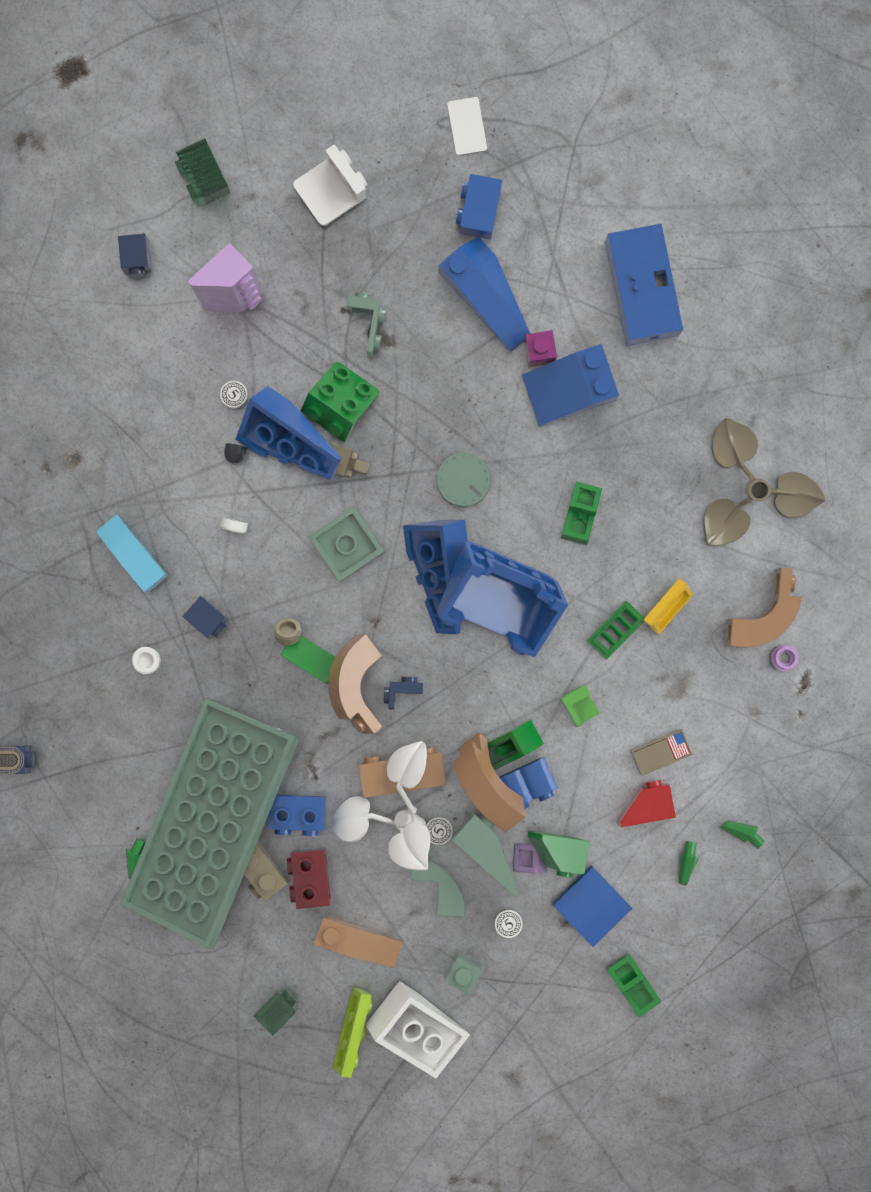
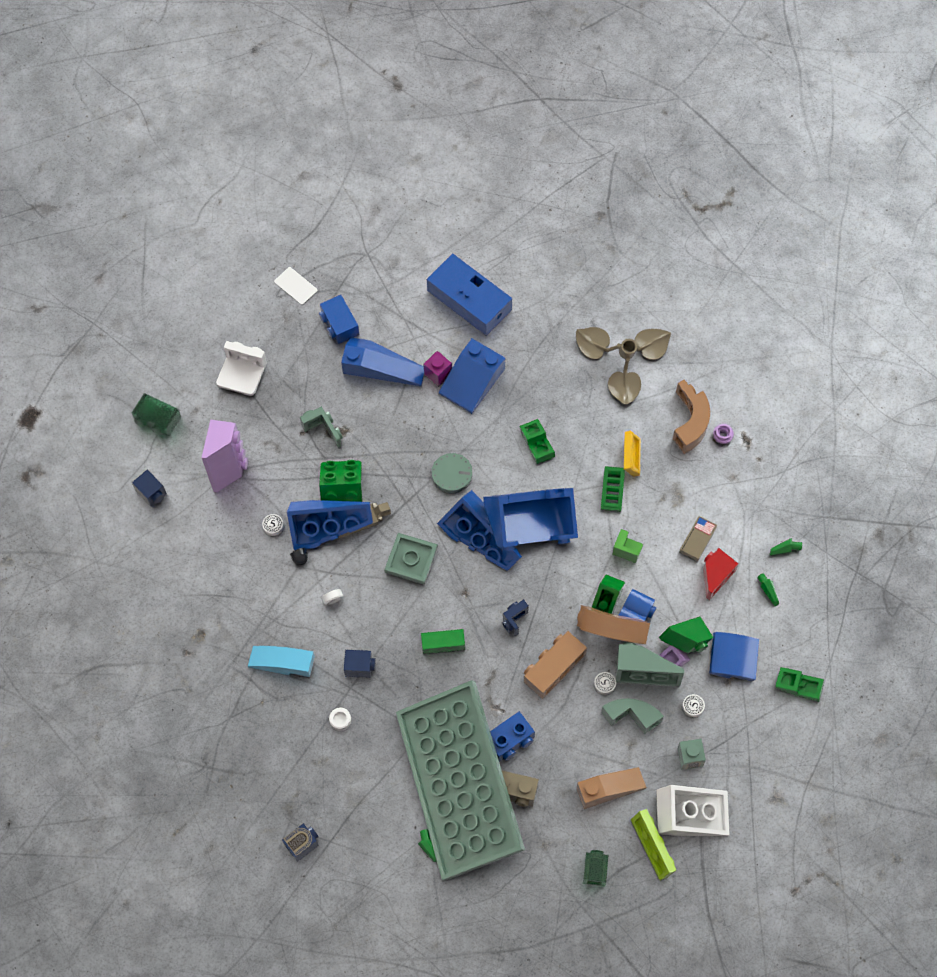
camera: 30 degrees left, 20 degrees down
(287, 631) = (415, 634): dark tan tile -> none
(310, 878) = (550, 770): dark red brick -> none
(346, 679) = (478, 636): arch -> none
(412, 844) = (592, 690): white plant -> none

